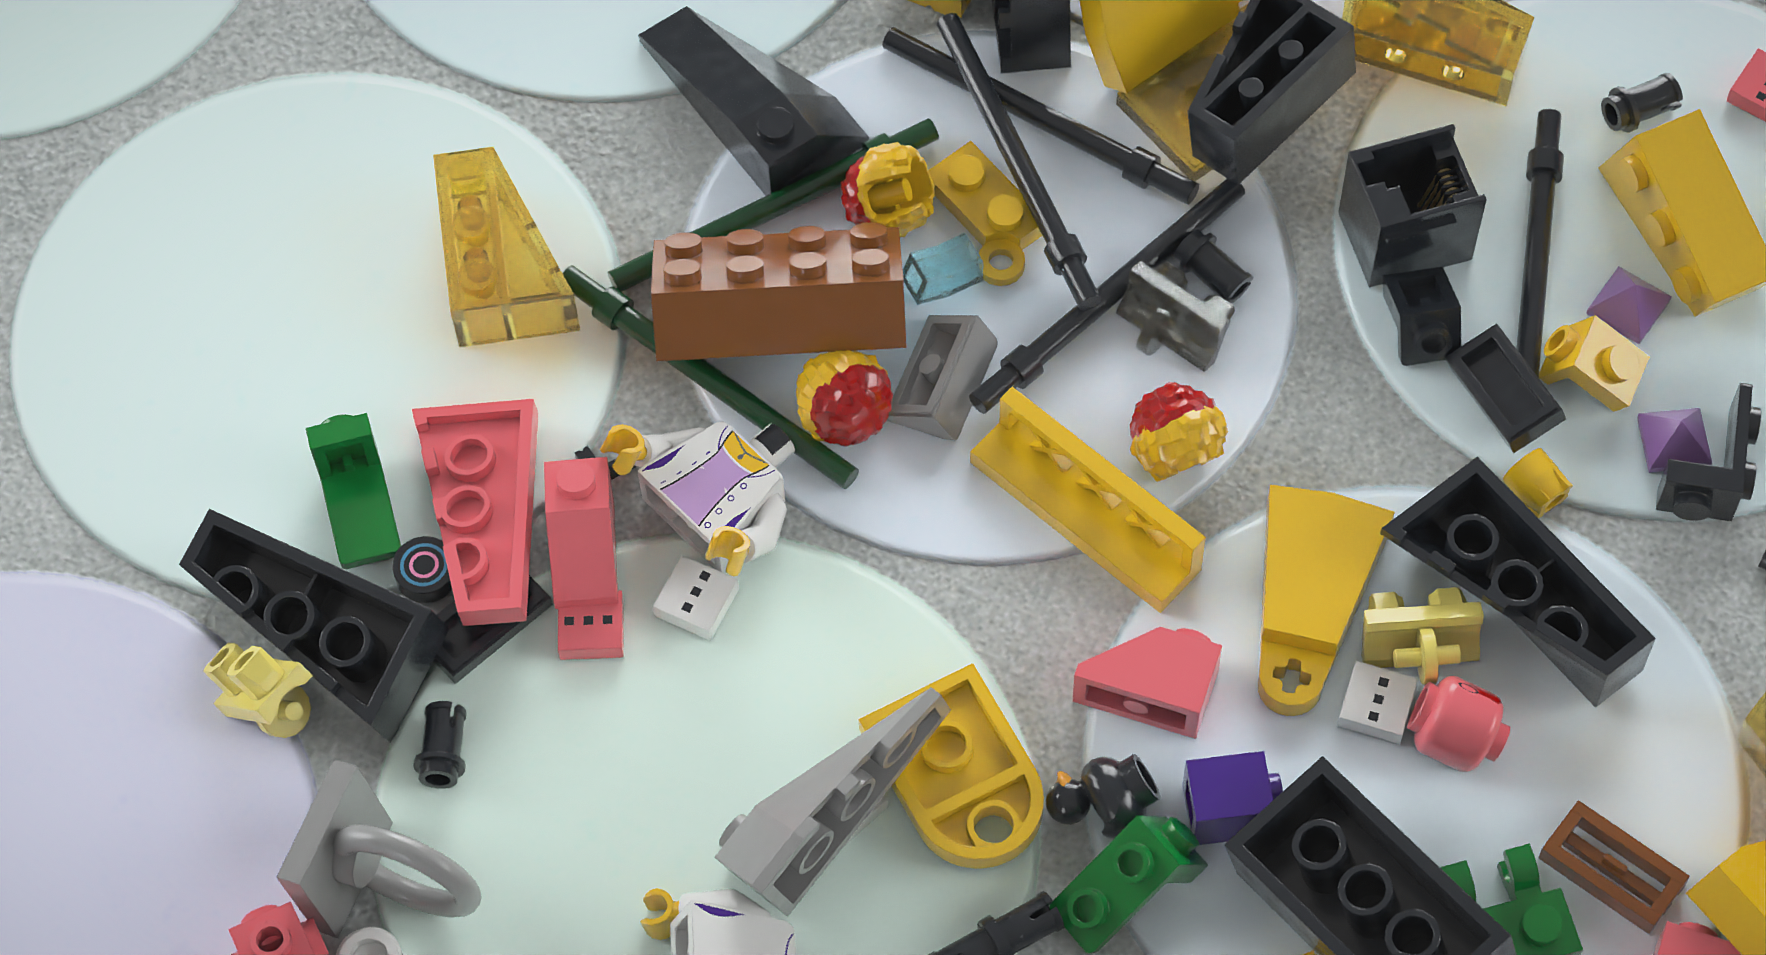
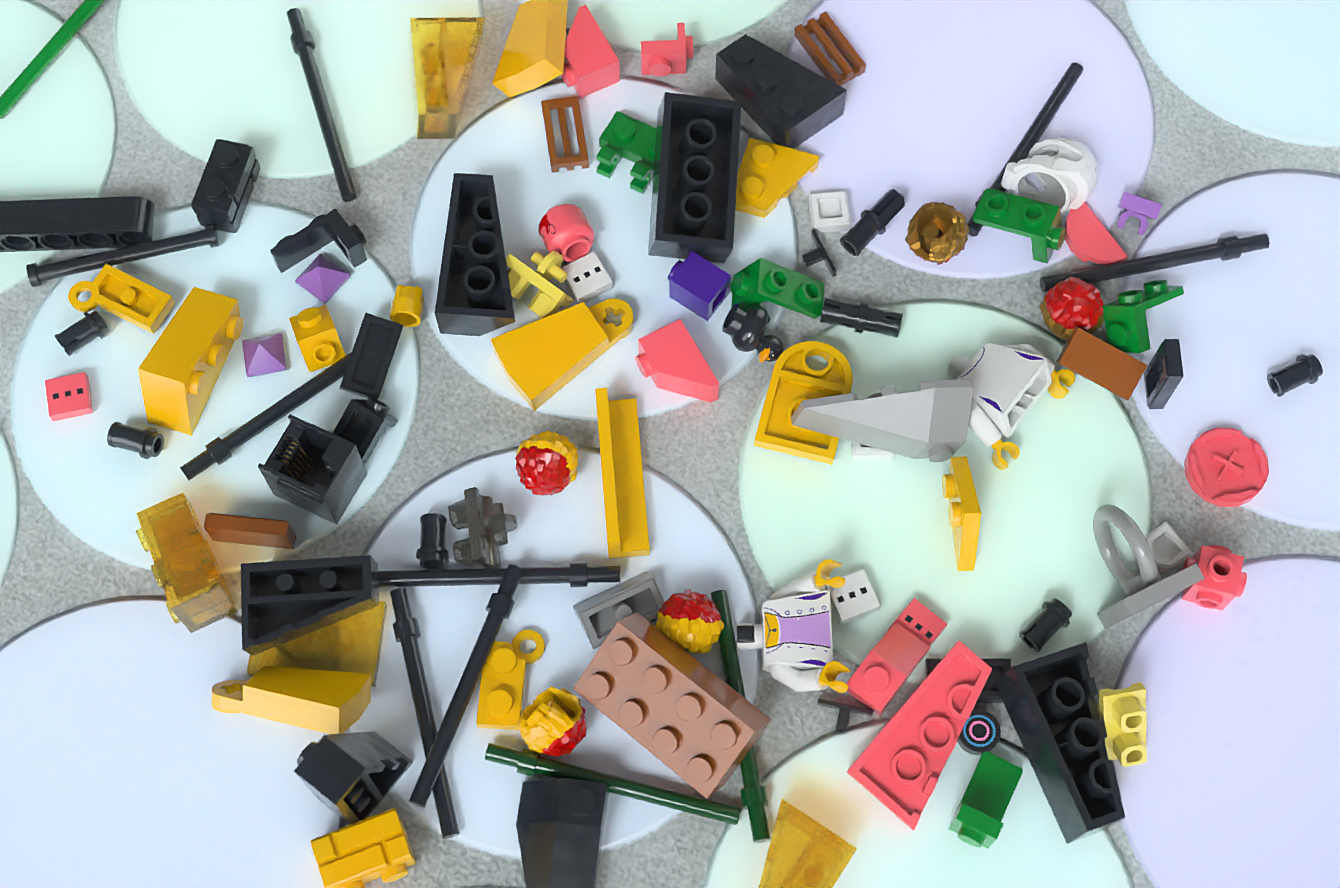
camera: 140 degrees left, 5 degrees up
(639, 761) = (963, 511): none -> yellow wing
(942, 270) = (563, 660): clear light blue piece -> none
(1414, 108) = (250, 530): none -> dark orange tile

